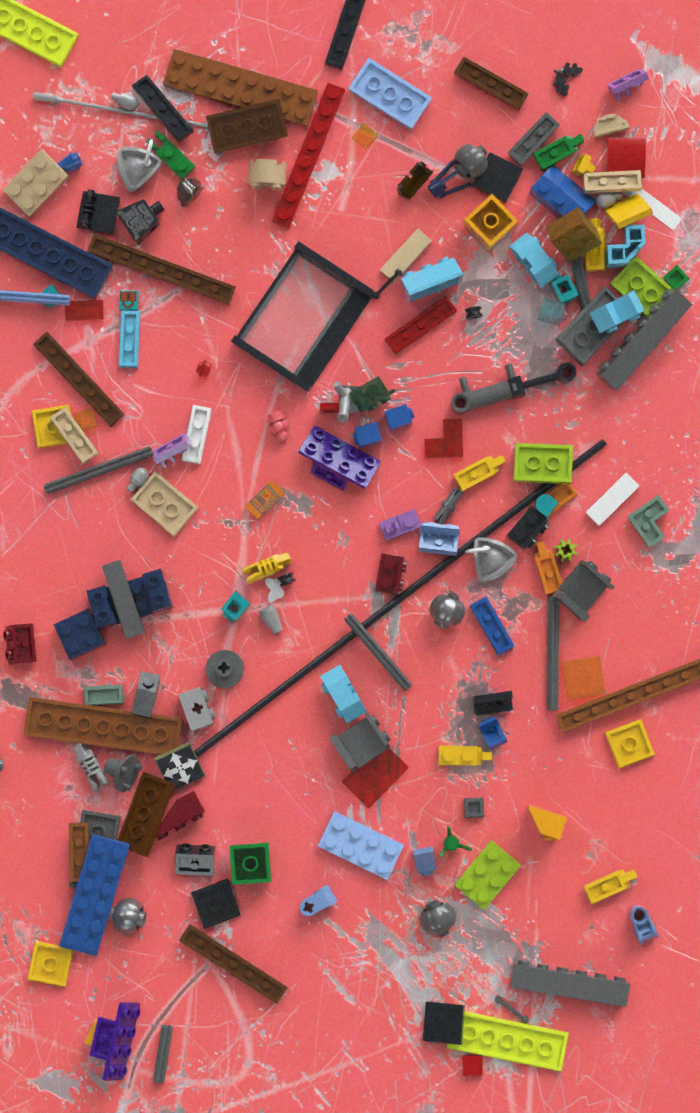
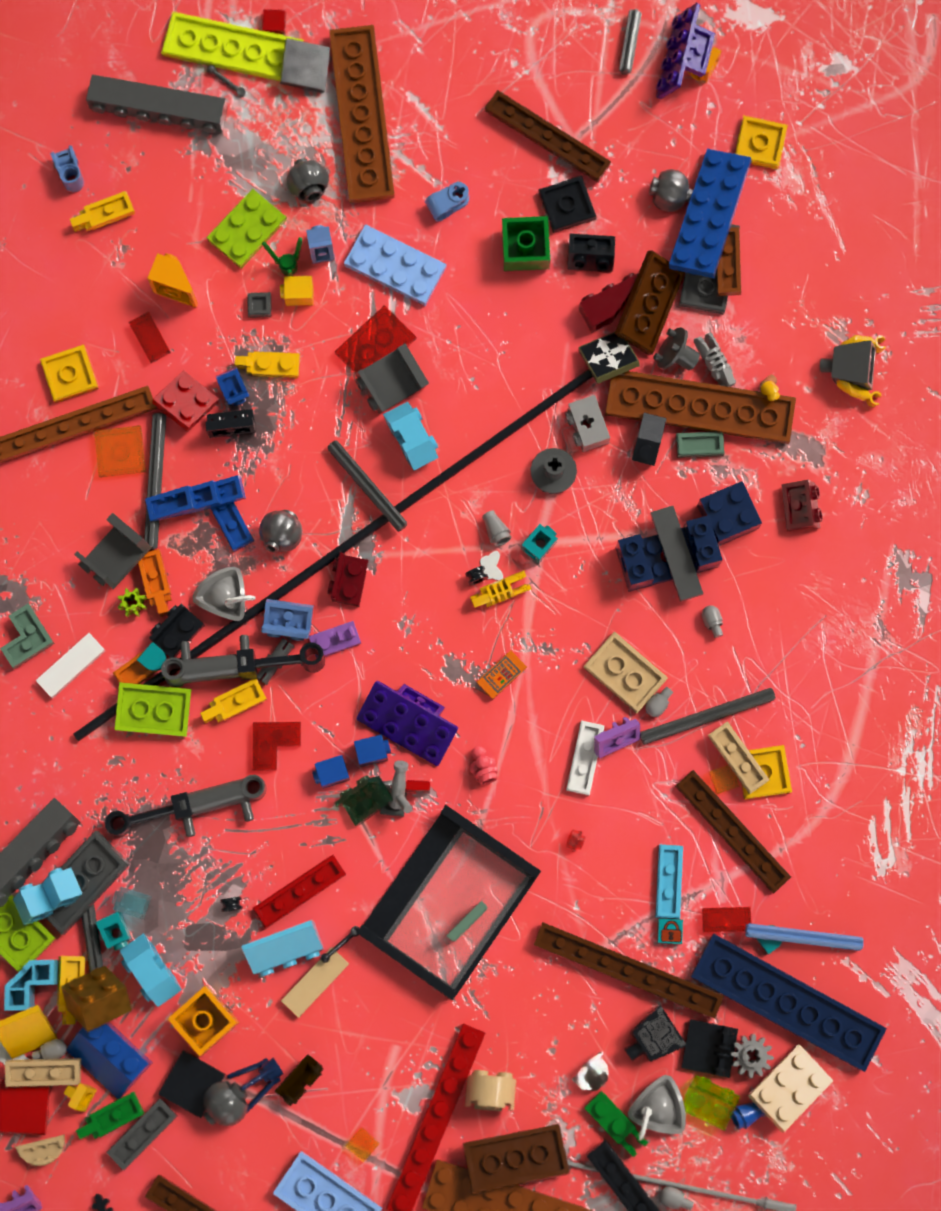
camera: 175 degrees left, 5 degrees down
(46, 741) = (769, 388): none -> yellow arm
(65, 213) = (760, 1054): none -> light grey gear
(93, 547) = (713, 620): none -> light grey cylinder
(97, 171) = (710, 1102): none -> clear neon green bracket
(288, 301) = (467, 921): none -> sand green tile
(393, 981) = (361, 114): none -> dark orange plate
(442, 818) = (297, 290): none -> yellow brick
(478, 498) = (239, 665): none -> piece
(518, 636) = (195, 498): none -> blue slope
(531, 720) = (185, 401): none -> plate
(564, 776) = (149, 337): none -> clear red tile

